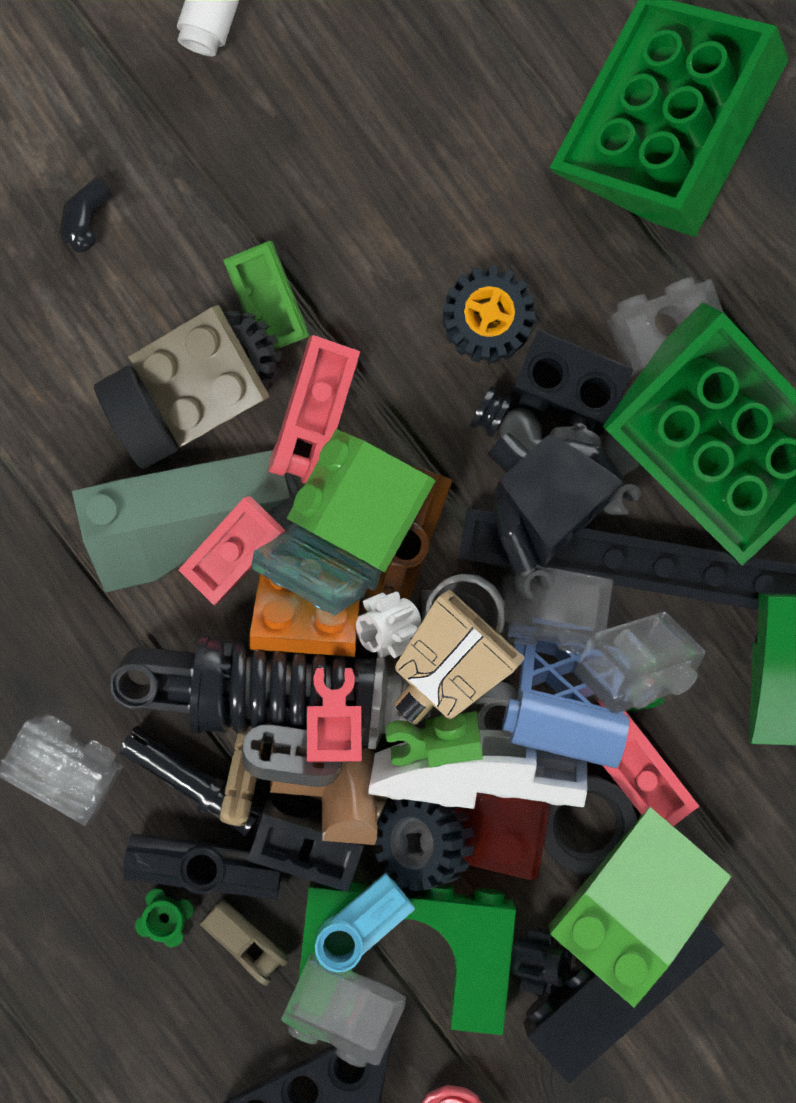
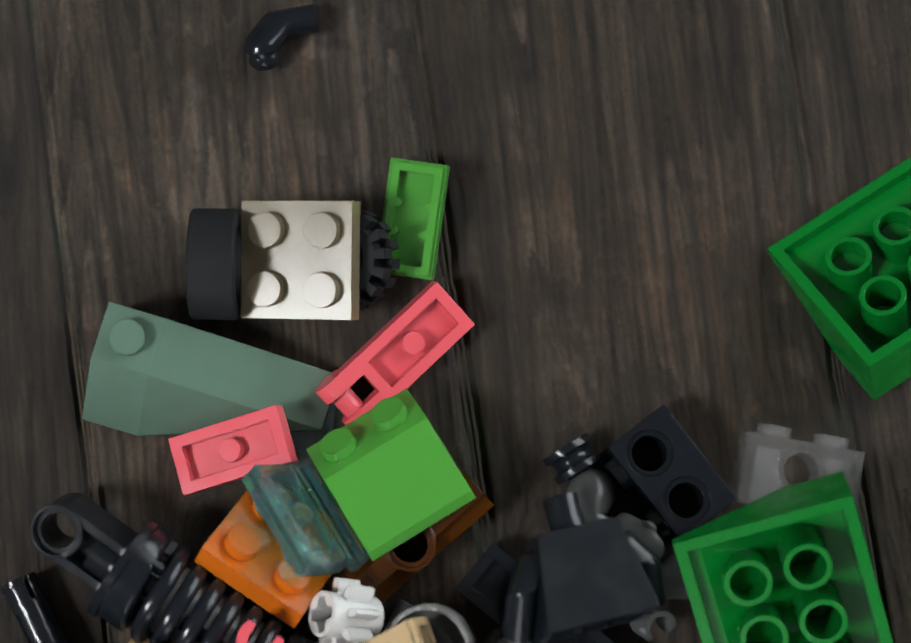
camera: 10 degrees right, 5 degrees down
(495, 298) = (638, 346): black wheel -> none

